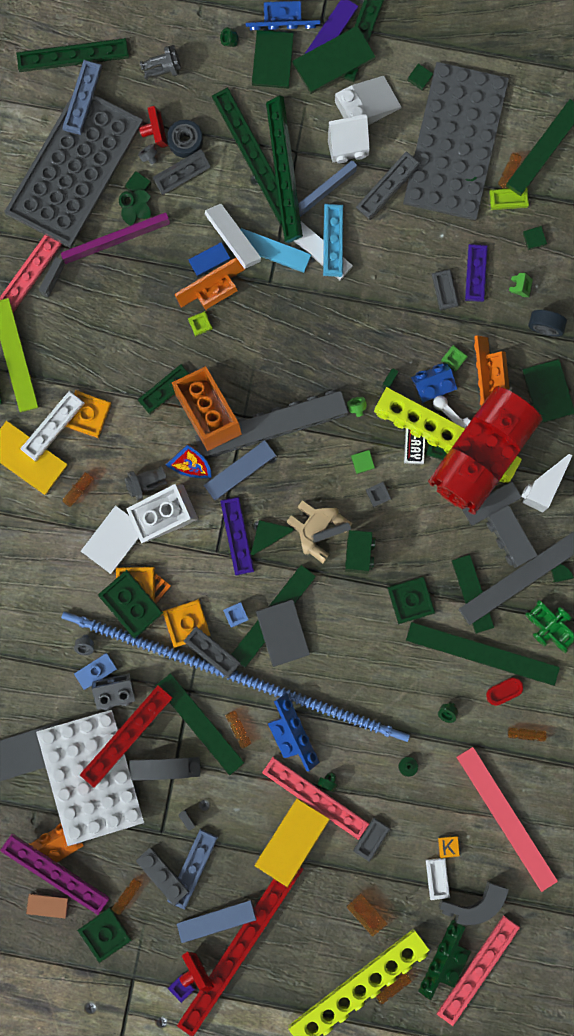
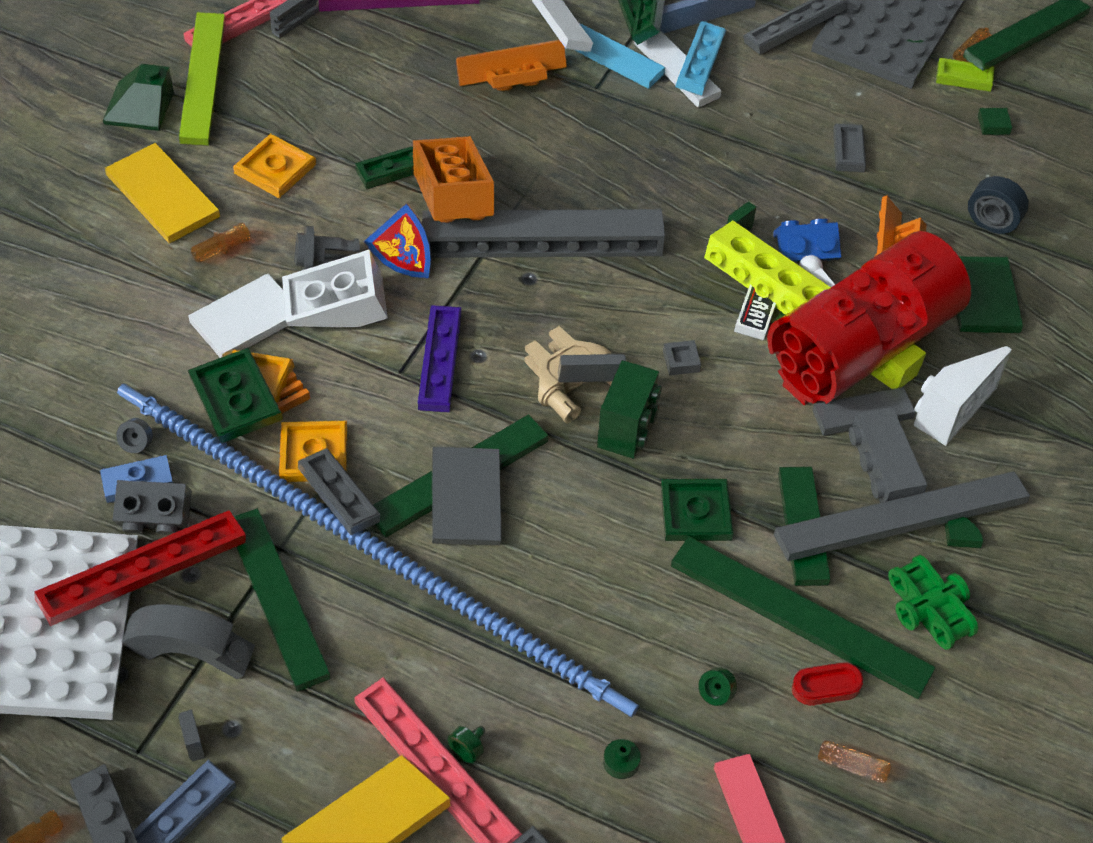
camera: 10 degrees right, 30 degrees down
(52, 426) = (217, 160): white tile -> none
(200, 323) = (480, 106): lime tile -> none
(209, 259) = (517, 39): blue tile -> none
(235, 615) = (398, 450): medium blue tile -> none
(238, 729) = (339, 621): clear orange axle -> none
(239, 470) = (474, 279): sand blue tile -> none
(268, 534) = (490, 366): dark green tile -> none
(291, 734) = (427, 646): blue bracket -> none
(357, 405) = (681, 241): bright green tile -> none
(362, 462) = (669, 312): bright green tile -> none
(454, 358) = (848, 224): bright green tile -> none
(476, 273) = (899, 140): dark purple tile -> none
(523, 285) = (966, 162): bright green tile -> none

